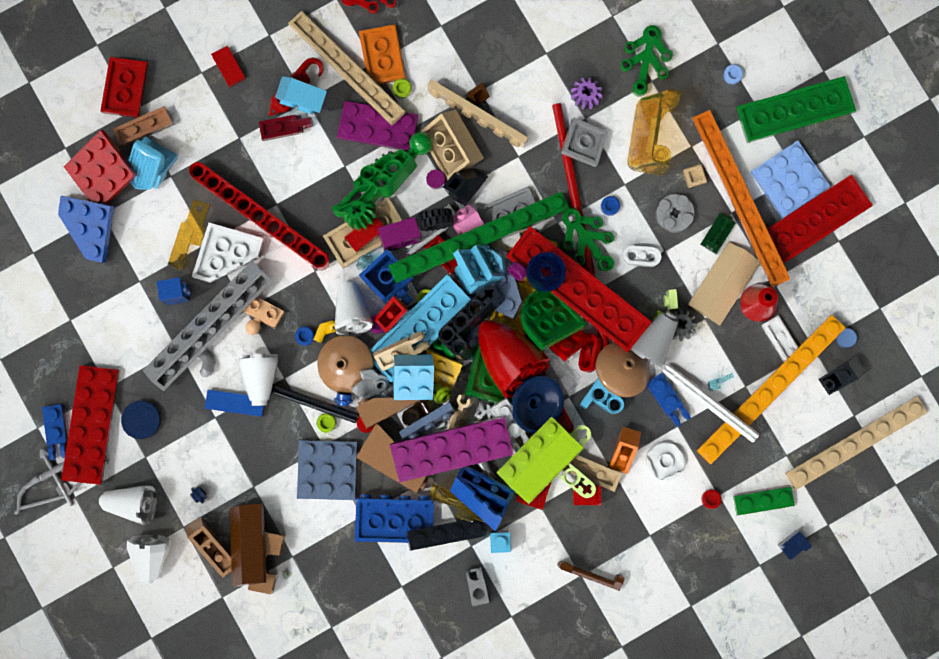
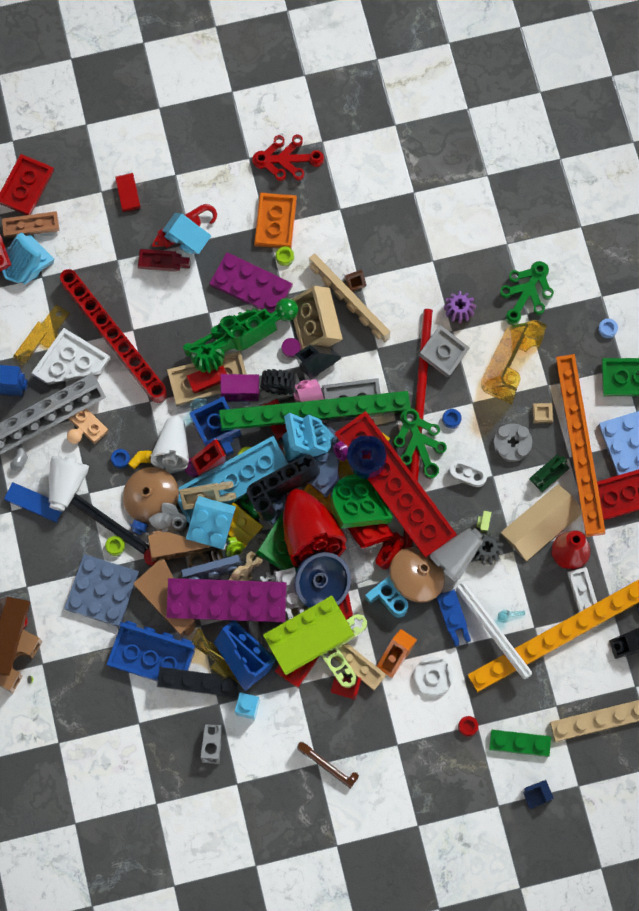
camera: 20 degrees right, 10 degrees down
(347, 68) = (238, 223): tan tile -> none

